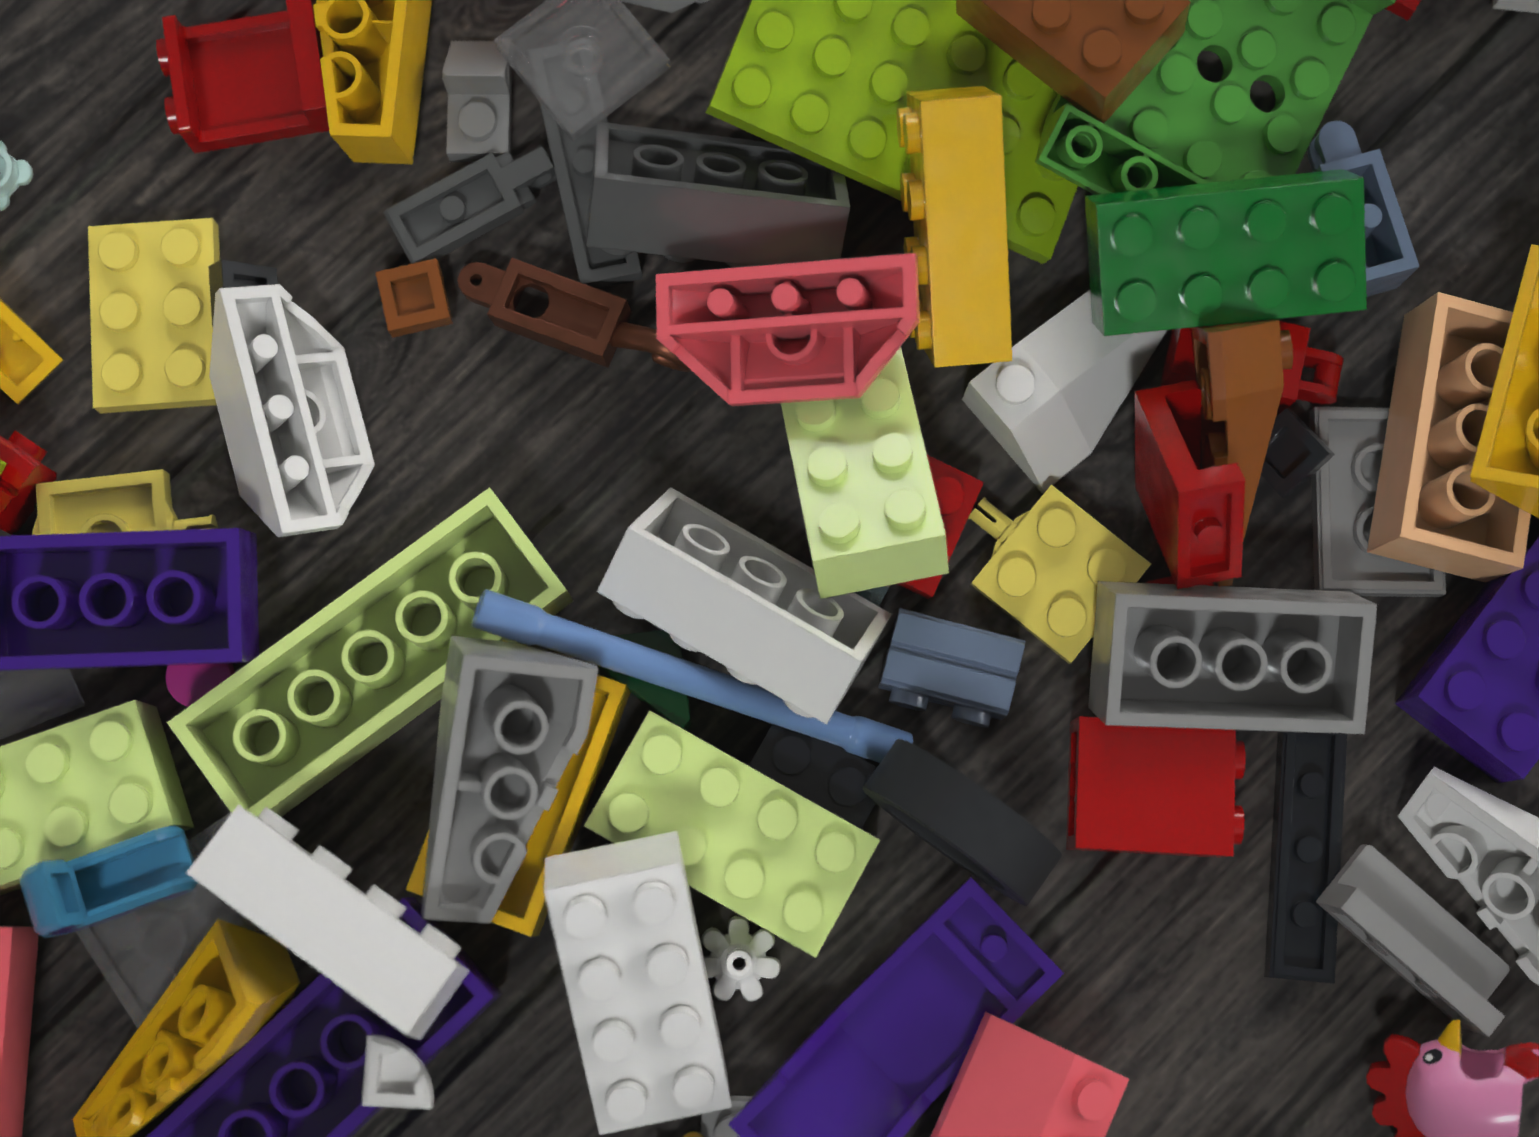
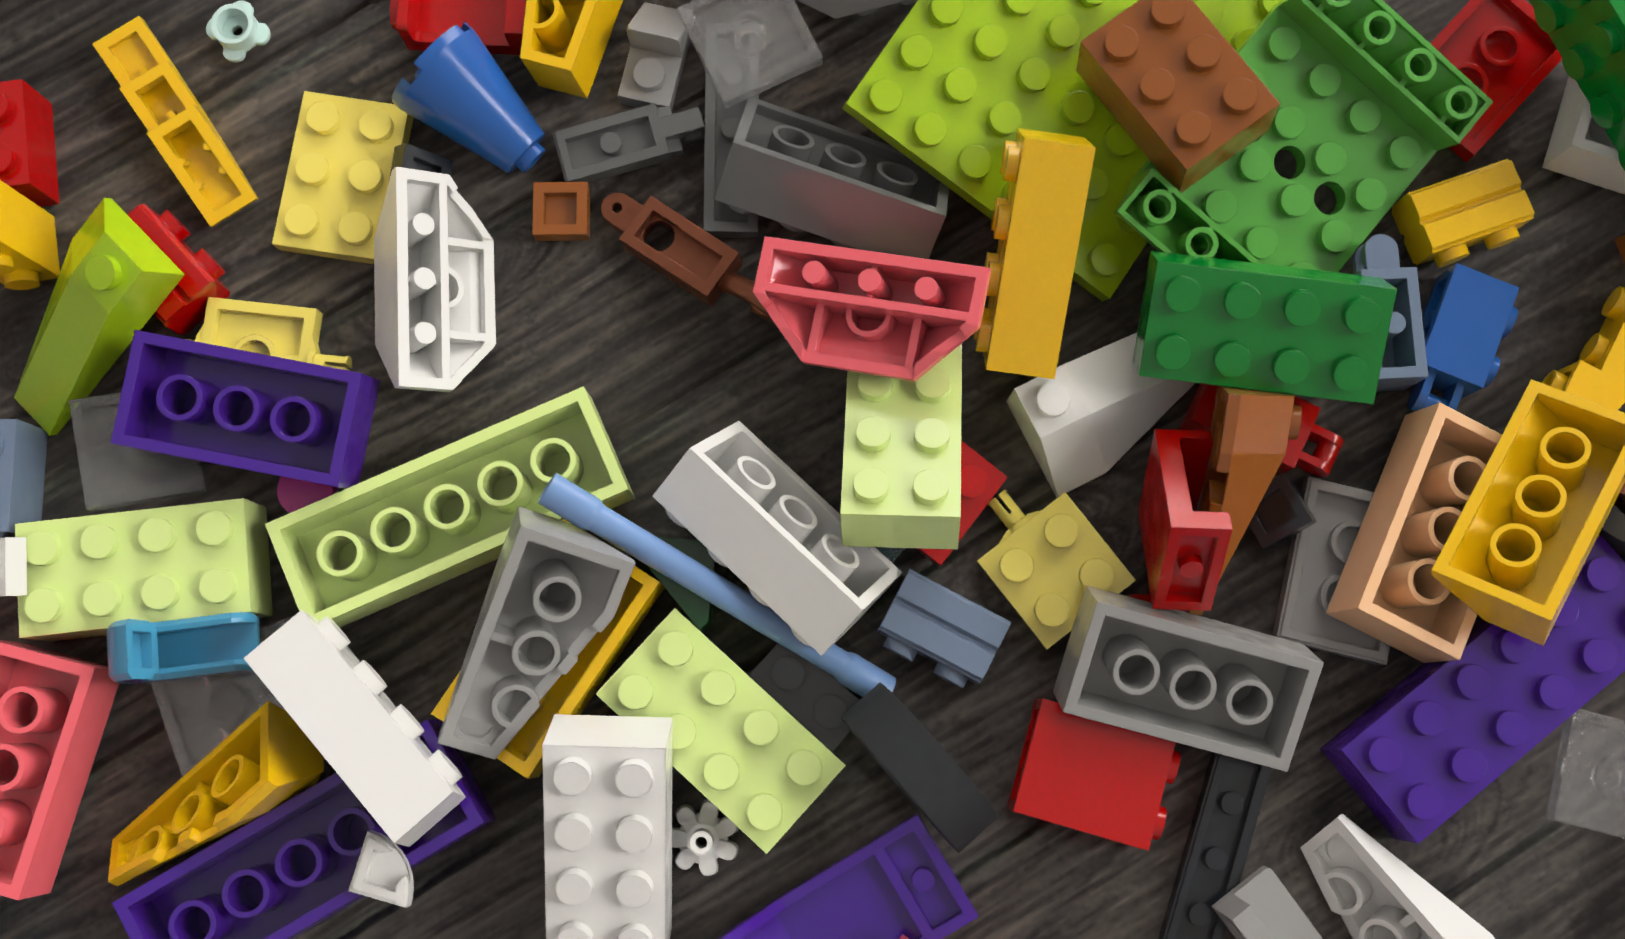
camera: 15 degrees right, 0 degrees up
(285, 197) = (471, 101): none -> blue cone
(1416, 78) = (1463, 212): none -> yellow brick
(1446, 212) = (1462, 334): none -> blue brick

